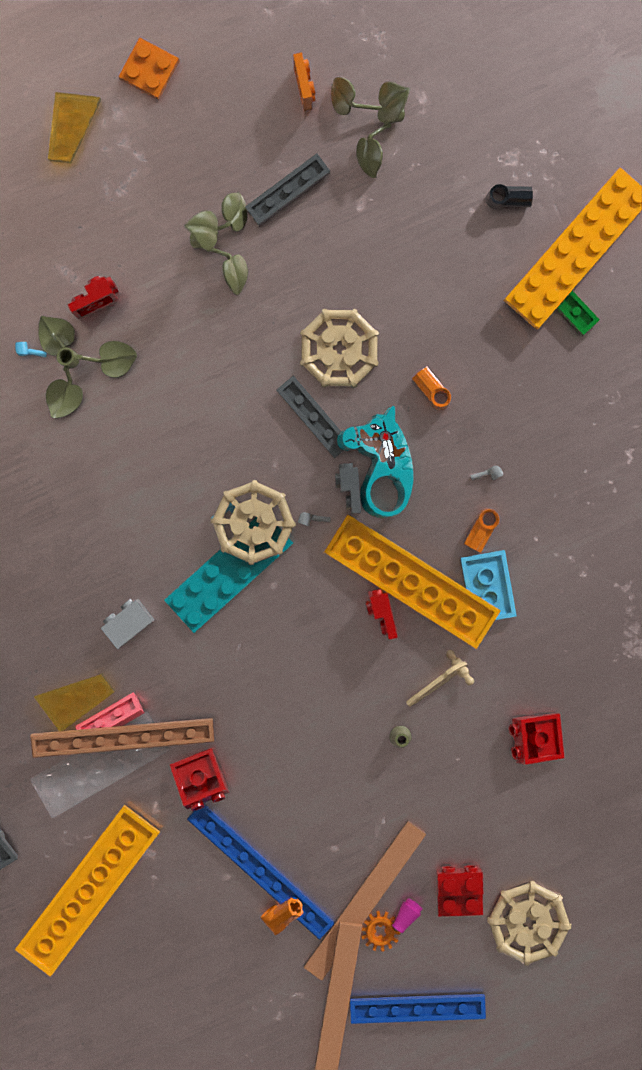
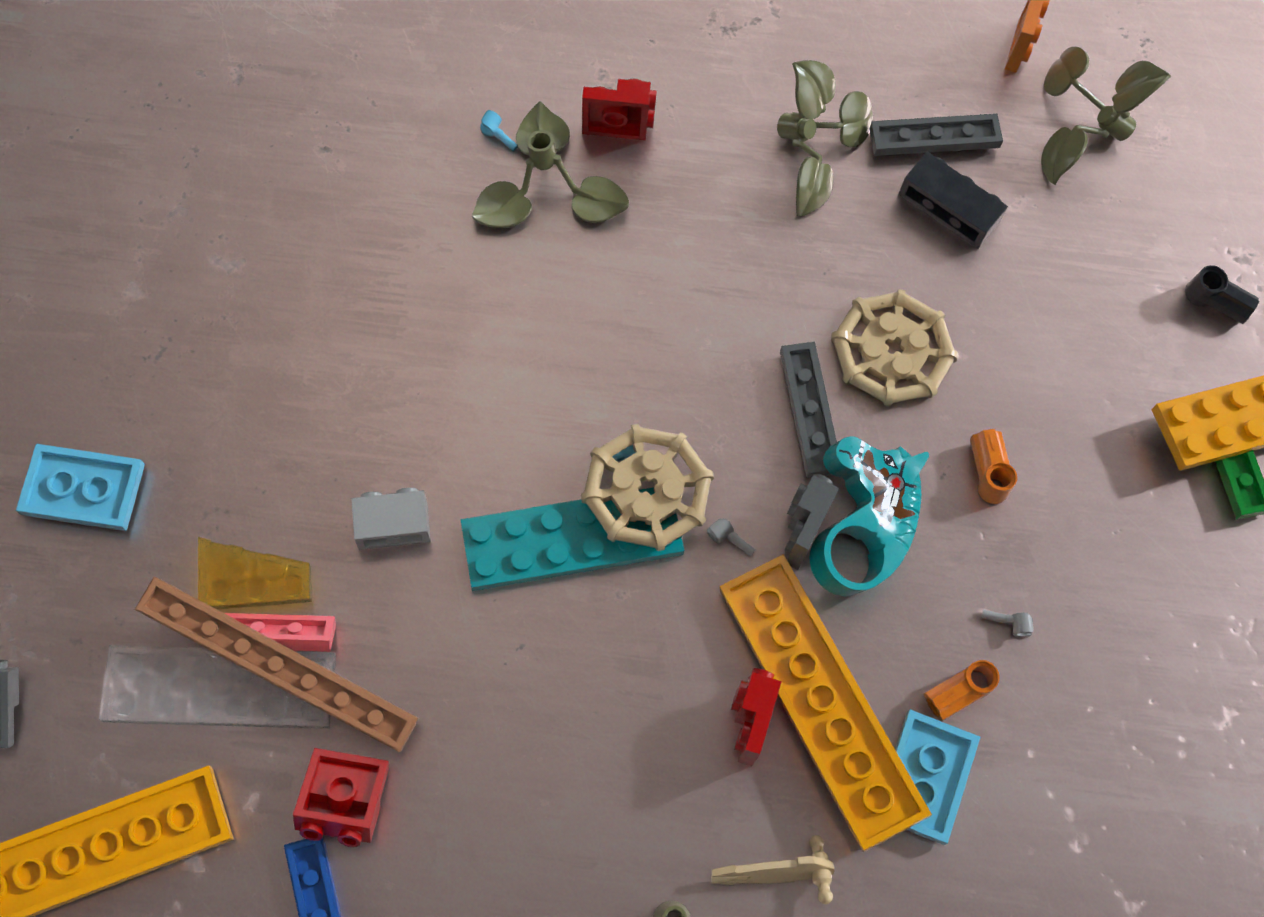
camera: 20 degrees right, 20 degrees down
(321, 229) = (952, 199): none -> black brick

